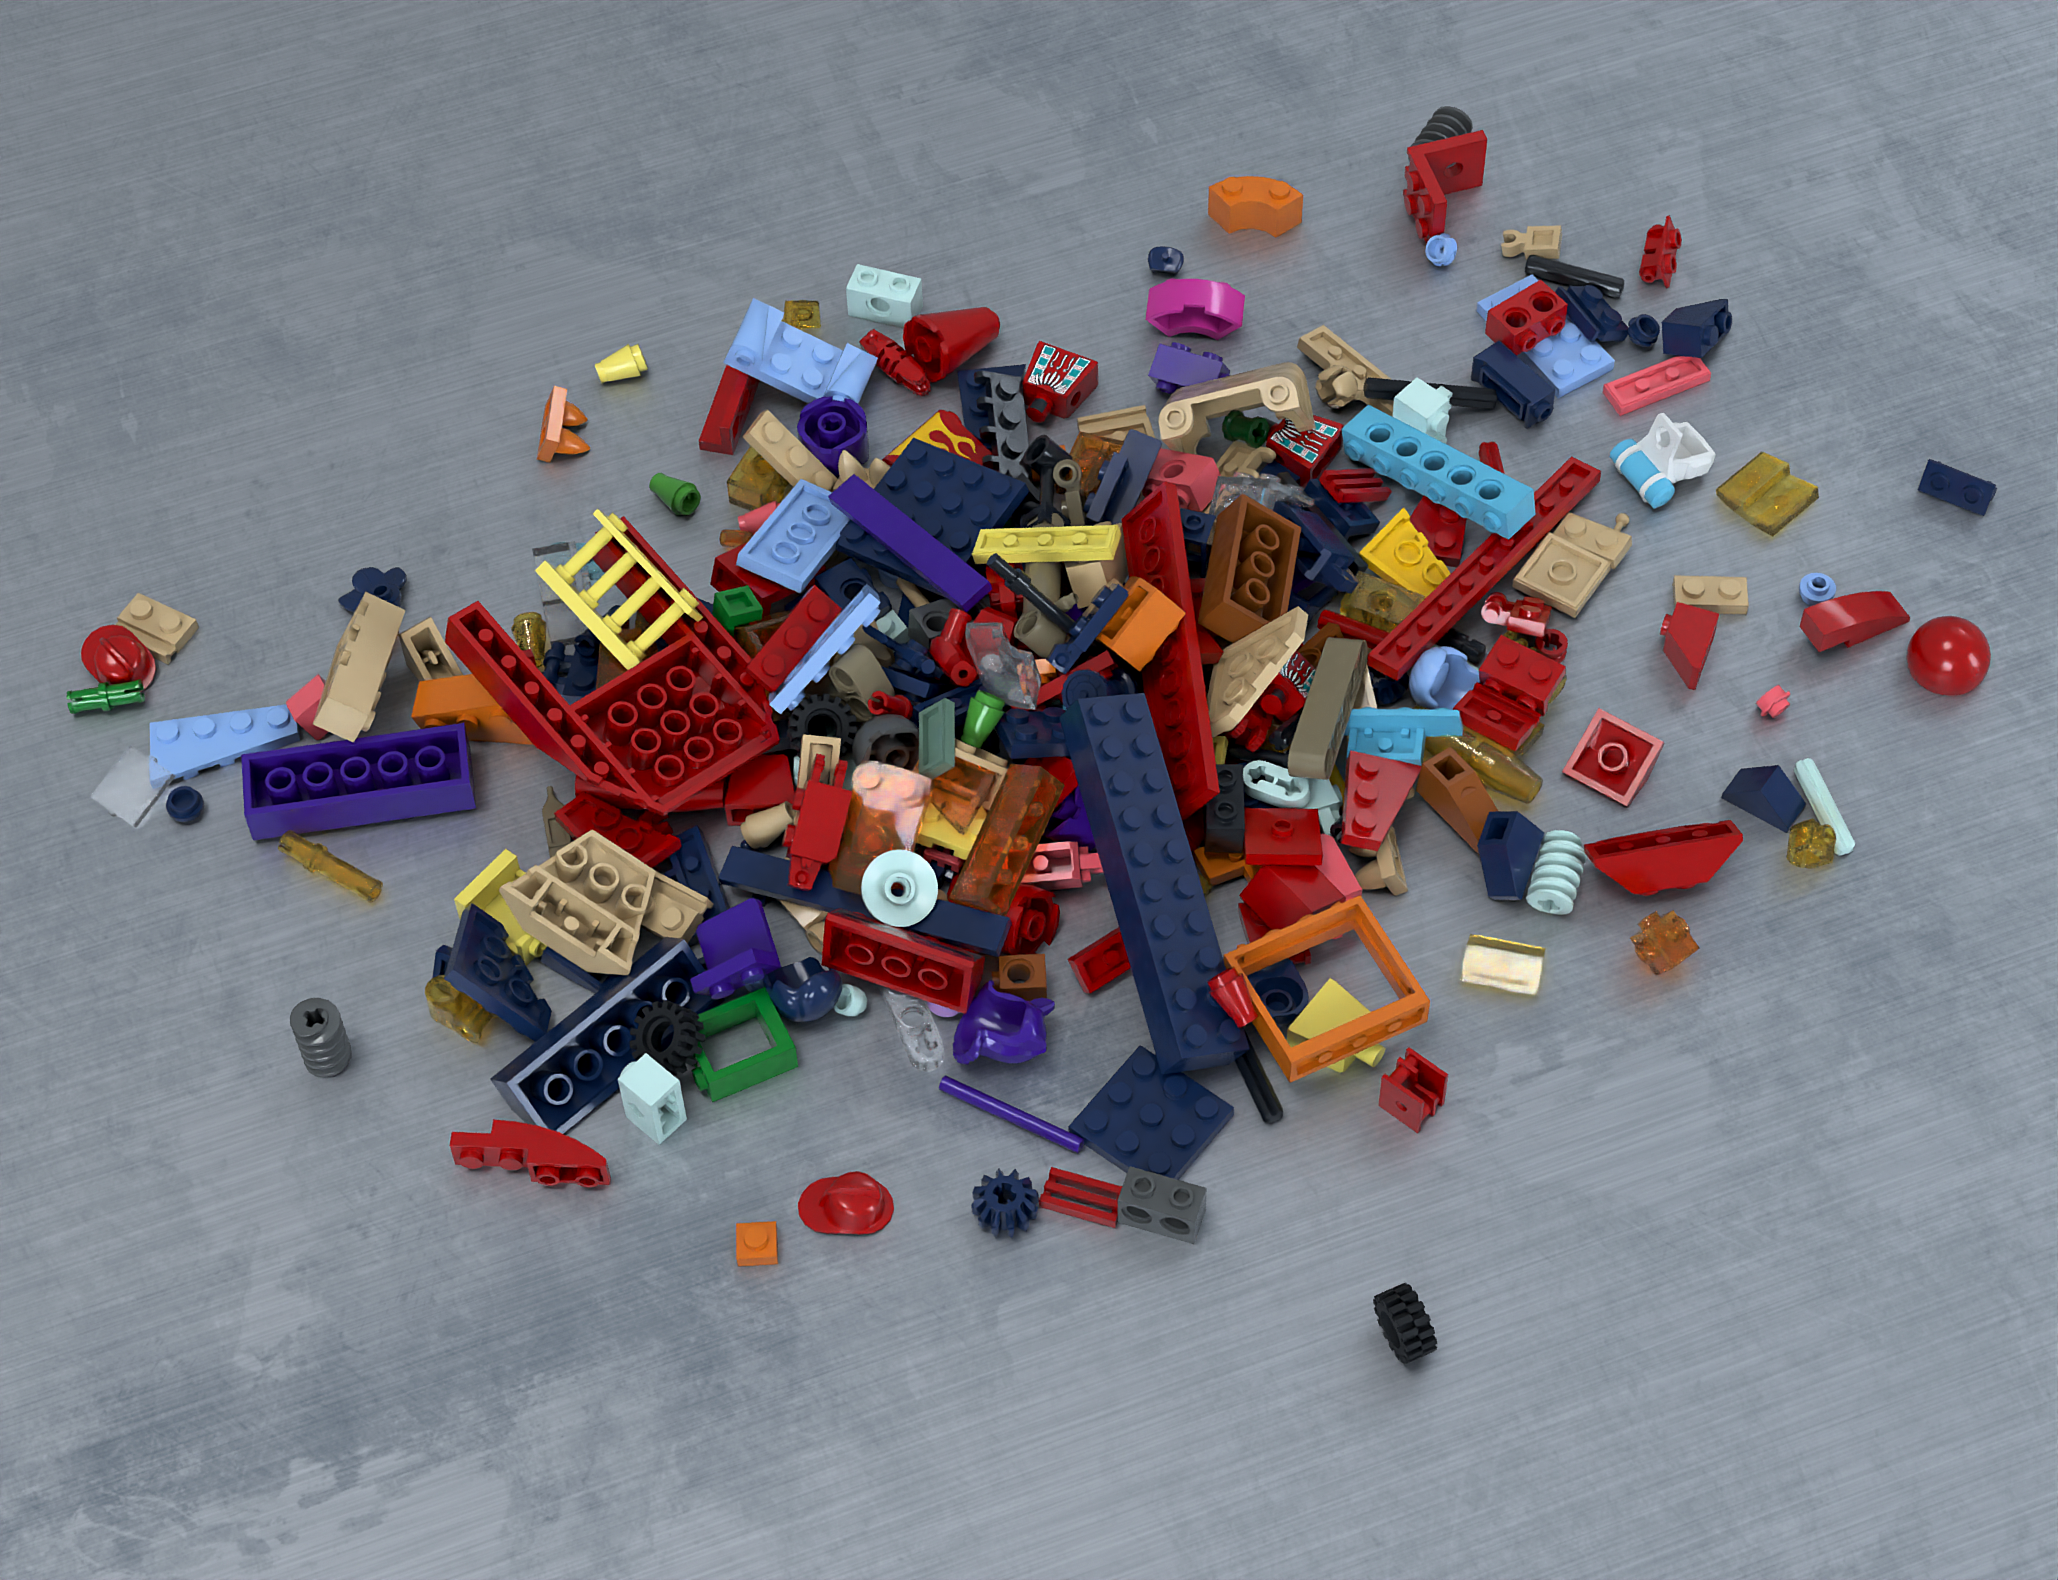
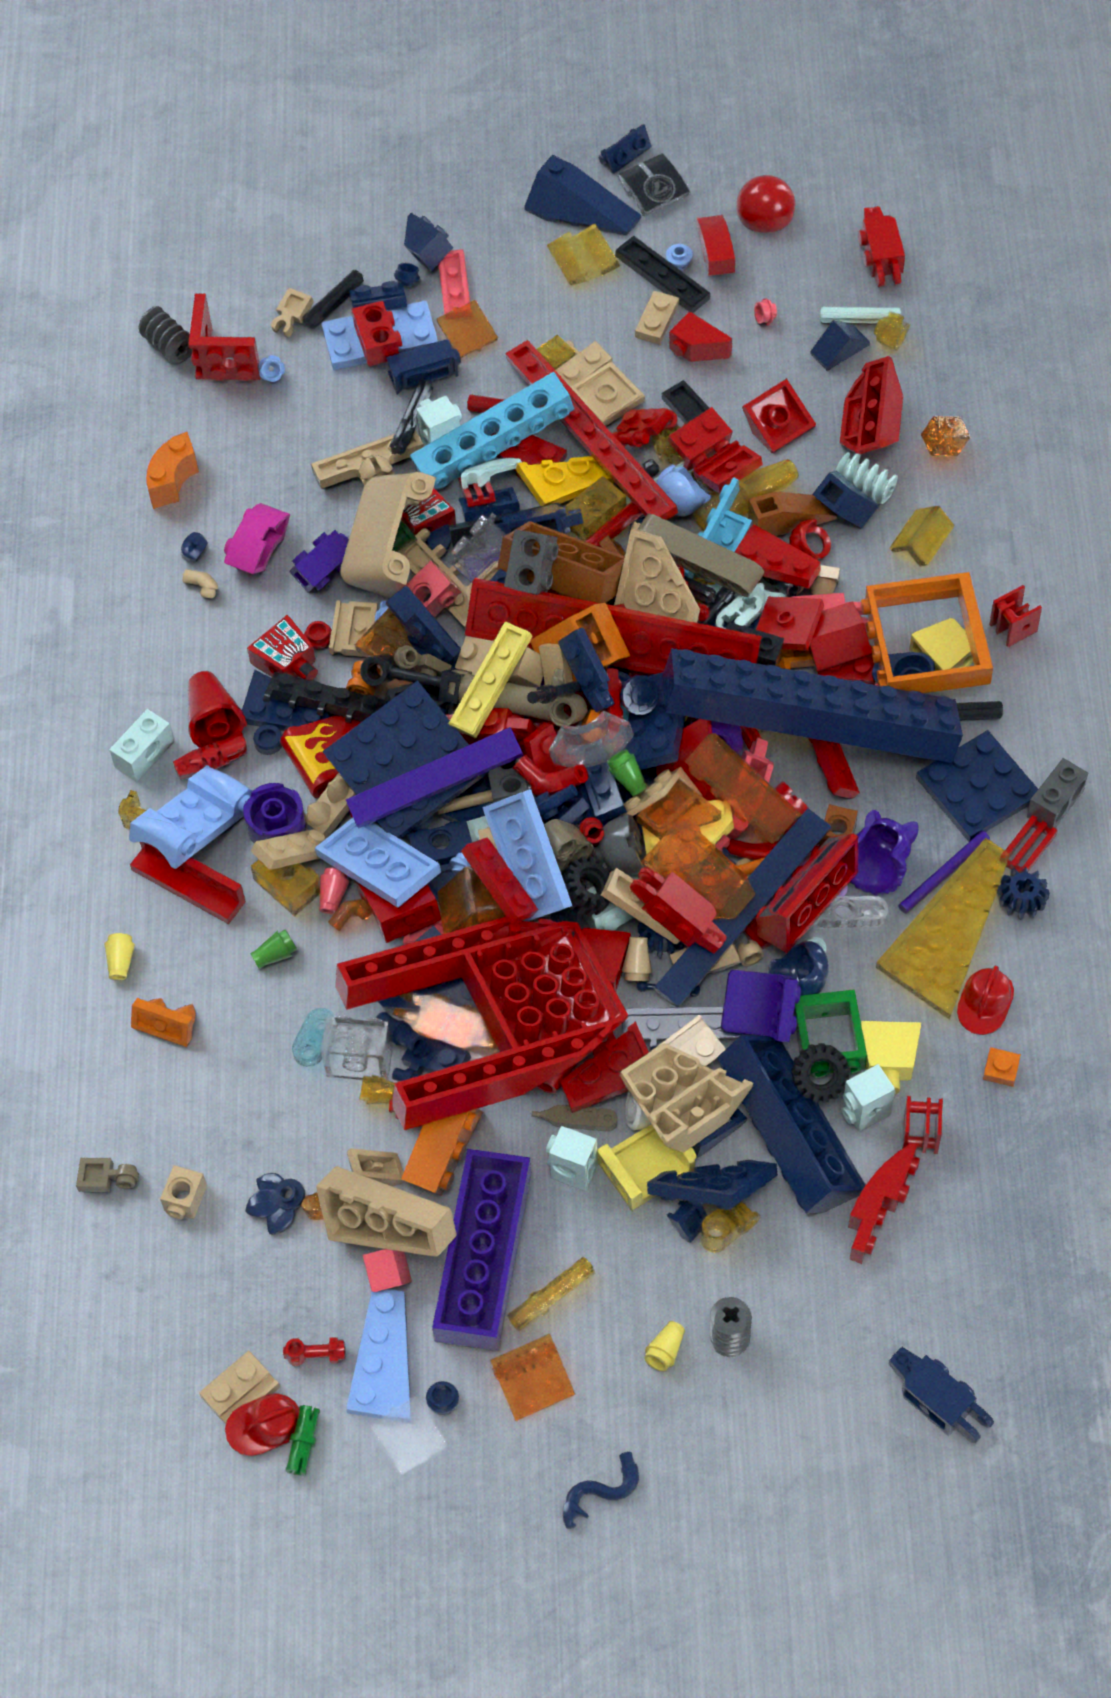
camera: 70 degrees left, 5 degrees up
(84, 958) = (630, 1480): none -> dark blue animal
(204, 662) = (297, 1352): none -> red bar
(226, 876) = (532, 1377): none -> clear orange hinge
(289, 989) = (664, 1347): none -> light yellow cone
(298, 1277) = (938, 1394): none -> dark blue hinge
(357, 506) = (179, 1181): none -> tan brick
(361, 433) = (97, 1174): none -> dark tan plate
(486, 826) = (572, 1157): none -> light aqua brick
(585, 602) = (404, 1017): light yellow fence -> none
(639, 1175) = (924, 1108): none -> red piece
(731, 1115) = (892, 1047): none -> light yellow torso
(736, 608) = (446, 914): green panel -> none
(904, 1131) = (942, 939): none -> clear yellow wing
(917, 881) = (760, 870): light aqua dish -> none
(937, 739) = (645, 802): sand green tile -> none
(942, 401) = (267, 739): none -> dark blue tile
(1095, 403) = (318, 634): none -> red plate
(1124, 285) = (201, 579): none -> tan arm
(1212, 525) = (523, 560): none -> dark grey brick
(1233, 996) = (924, 685): red cone -> none
(1375, 479) = (482, 472): none -> light aqua piece
(1414, 844) = (798, 540): none -> red piece
(1591, 664) = (684, 401): none -> black tile
(1593, 412) = (467, 328): none -> clear orange piece
(1599, 505) = (556, 352): none -> clear yellow plate
(1660, 253) = (347, 244): red hinge -> none
(1663, 458) = (534, 301): white piece -> none
(1781, 582) = (662, 274): none -> black tile
(1845, 459) = (571, 195): none -> dark blue wedge
(1917, 530) = (653, 184): none -> black slope
(1944, 798) = (882, 245): none -> red hinge

